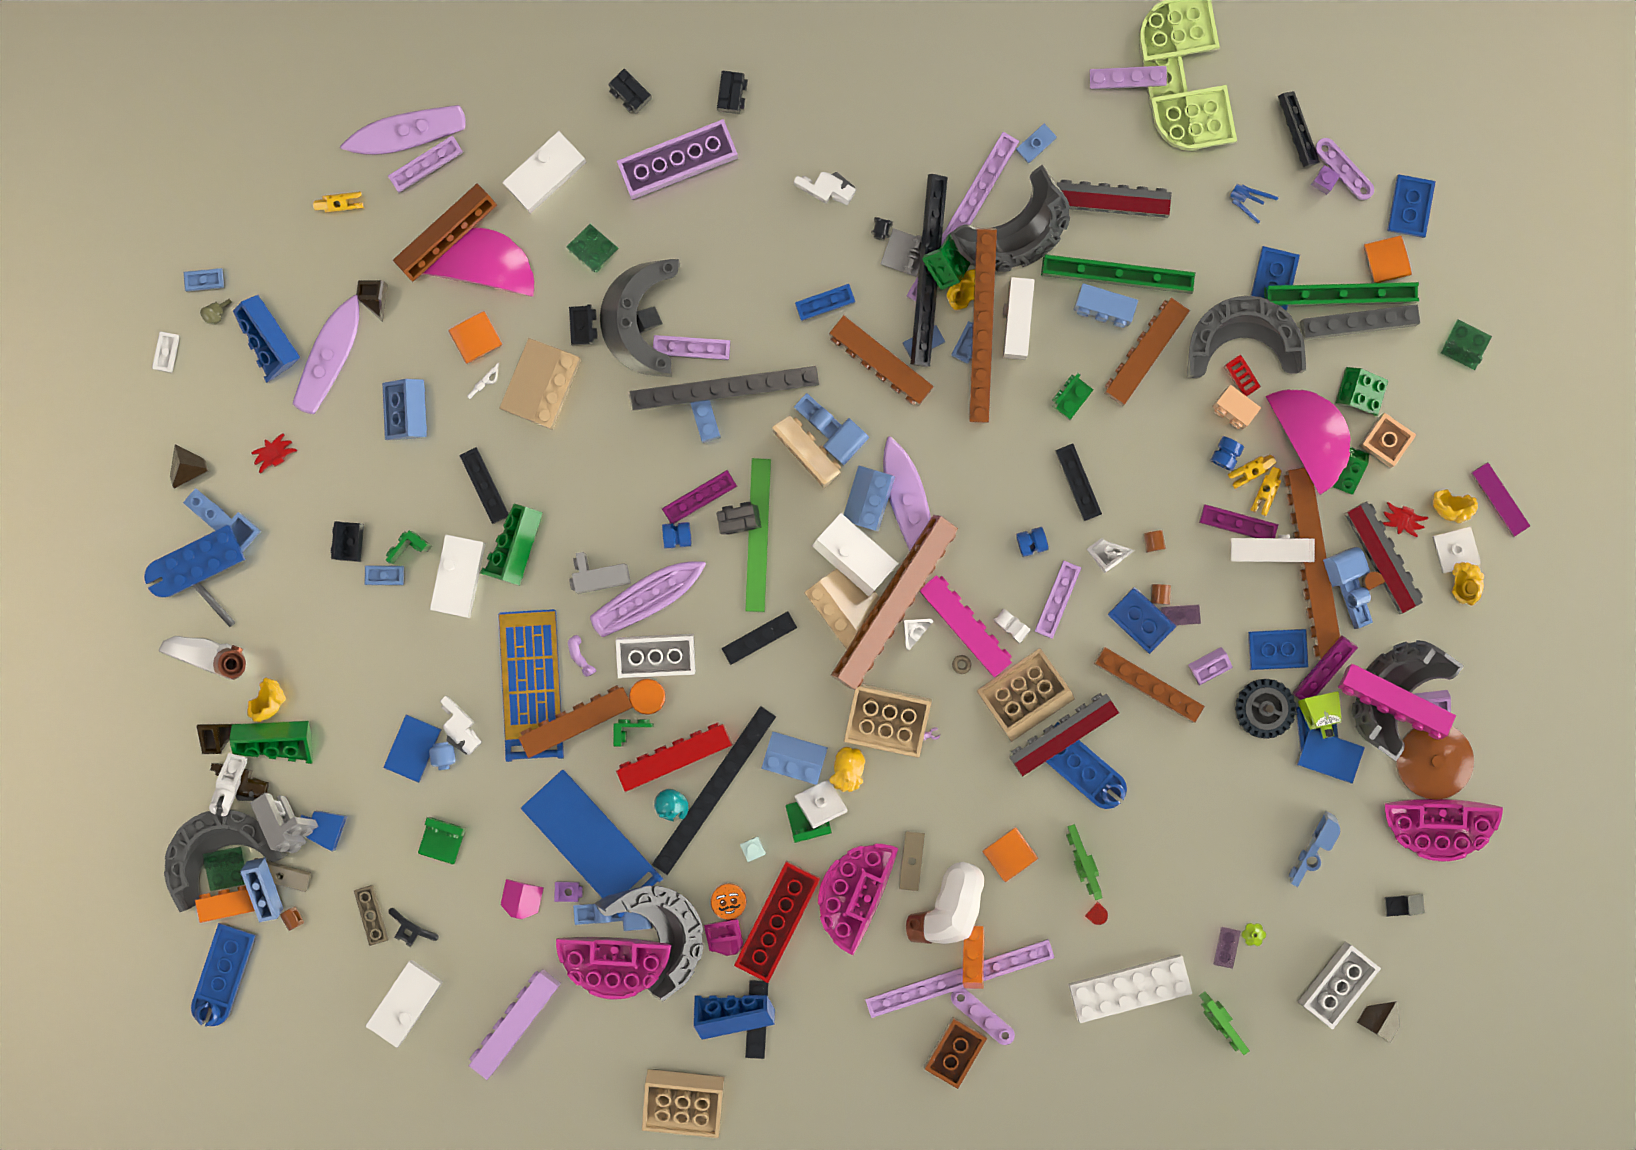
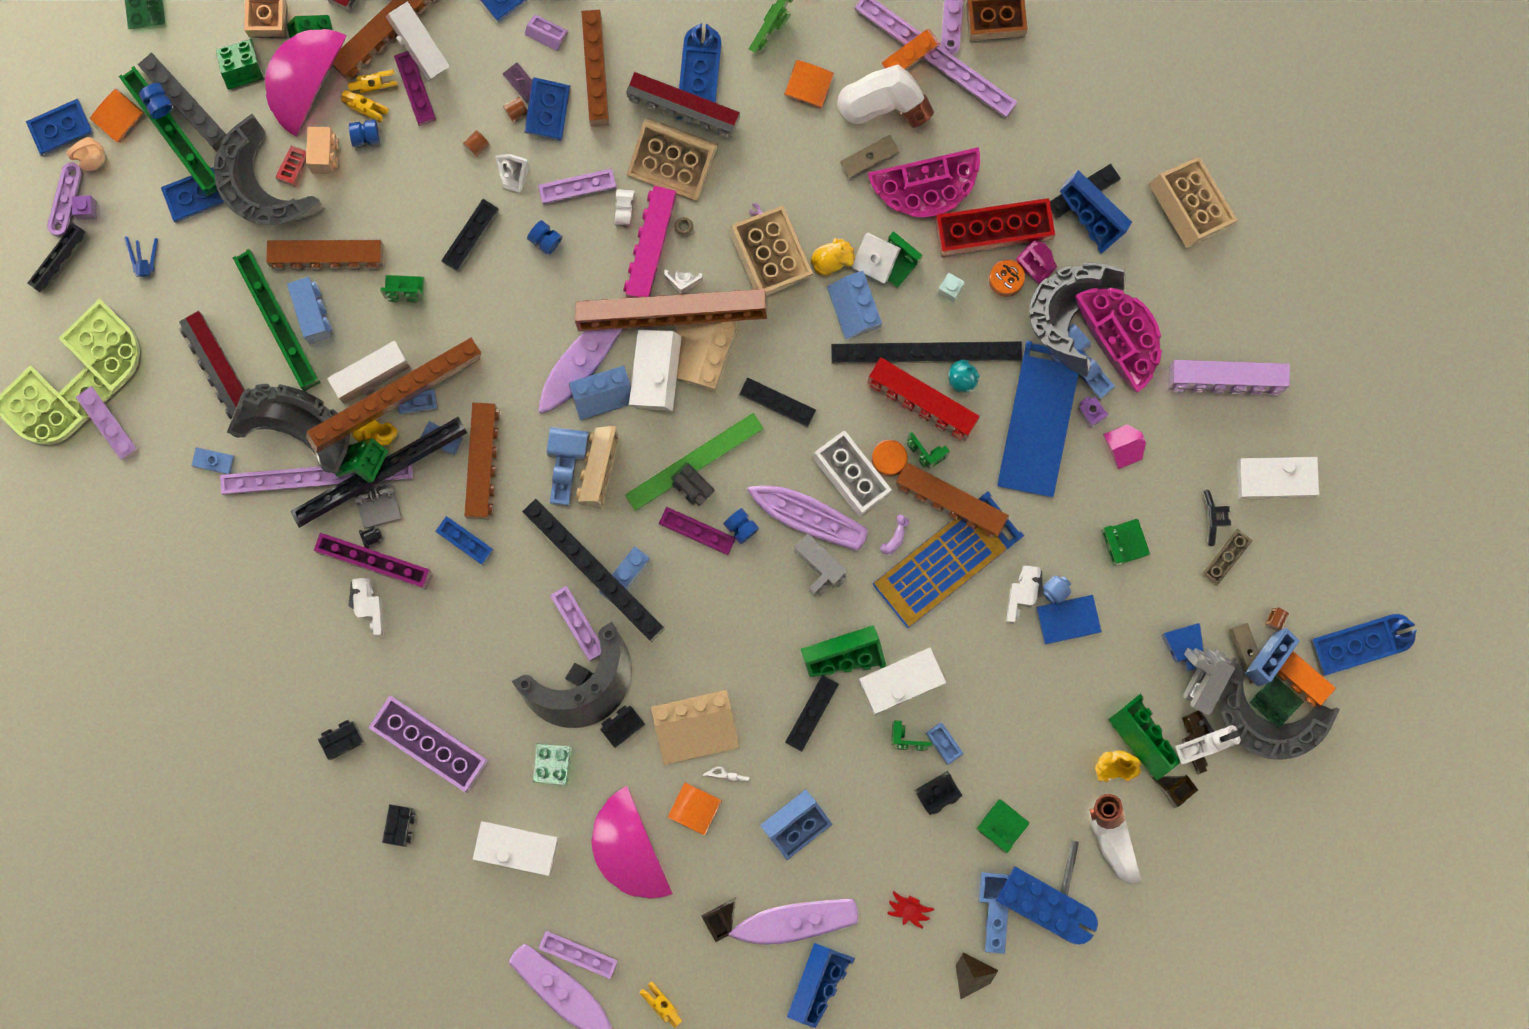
camera: 130 degrees left, 5 degrees down
(285, 574) = (1002, 826): none -> green bracket
(444, 232) = (624, 895): dark orange brick -> none
(859, 216) = (372, 561): none -> magenta brick
(1368, 214) = (89, 154): none -> light nougat helmet
(1373, 297) = (156, 102): none -> blue wheel

